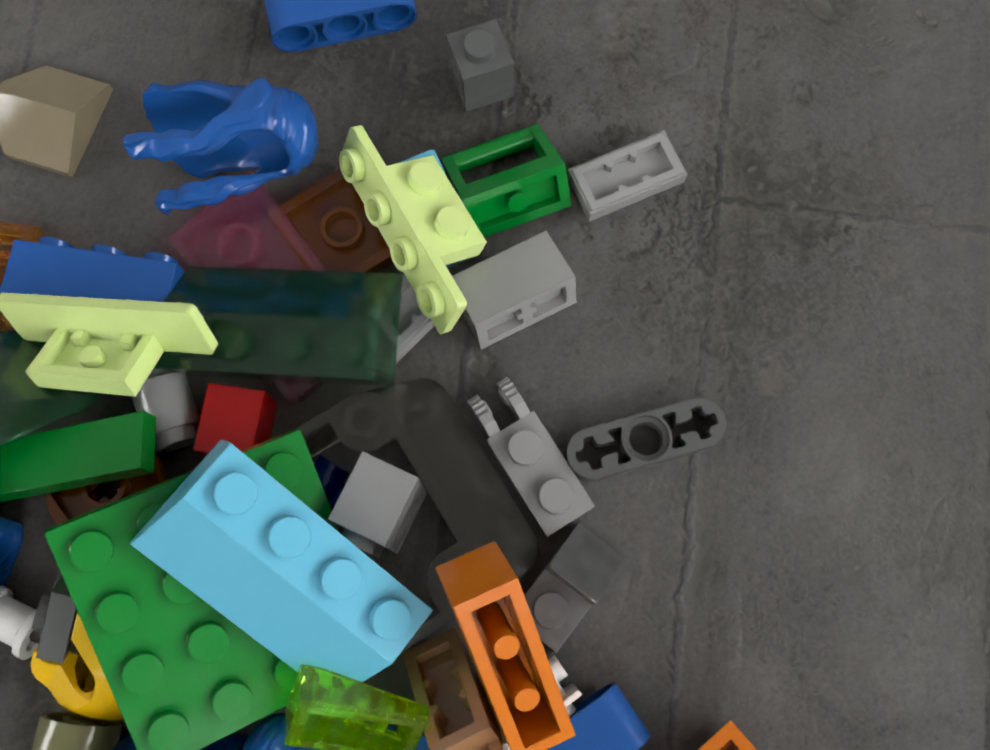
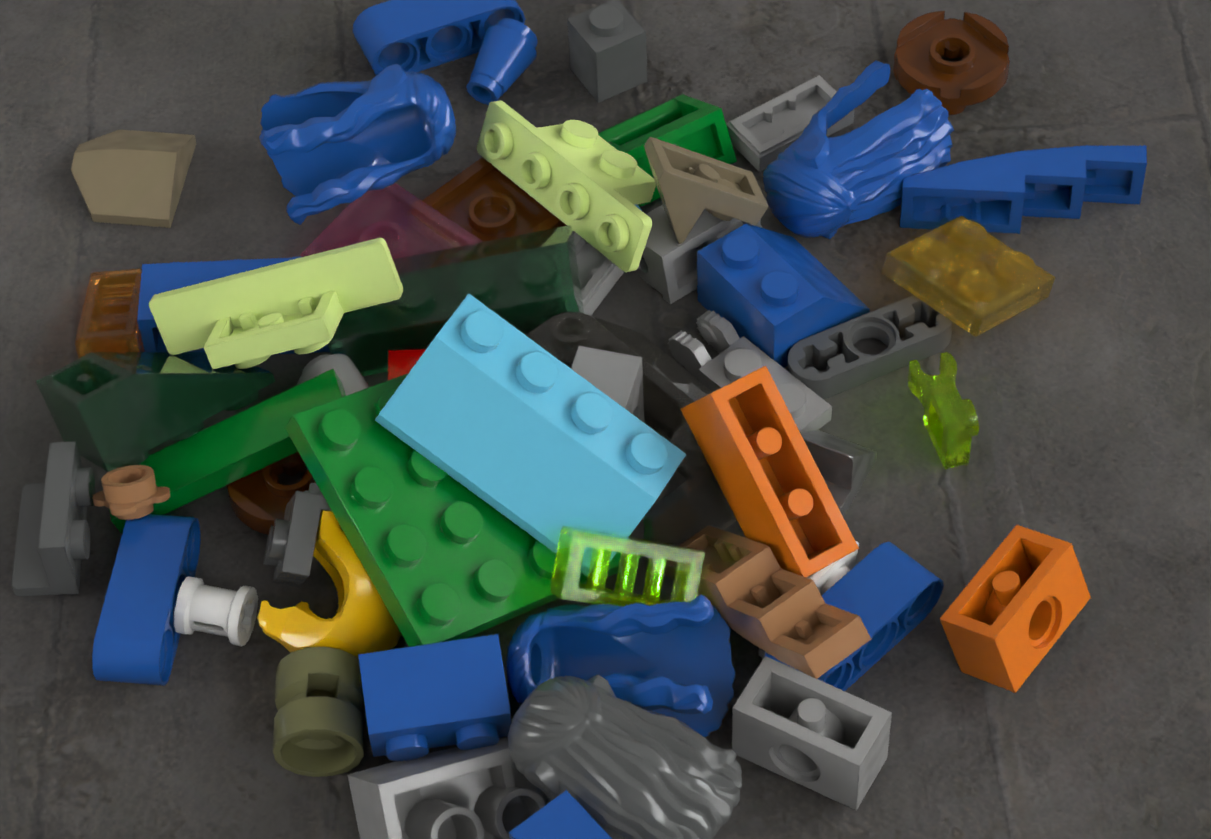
camera: 10 degrees left, 25 degrees down
(386, 56) = (503, 57): none -> blue cone
(524, 267) = (698, 182): none -> dark tan slope
(575, 368) = (771, 289): none -> blue slope
(644, 267) = (857, 175): none -> blue hair
(696, 545) = (947, 416): none -> clear neon green plate
(748, 386) = (968, 275): none -> clear yellow plate
(782, 159) = (959, 83): none -> reddish brown plate
(804, 294) = (1023, 183): none -> blue slope

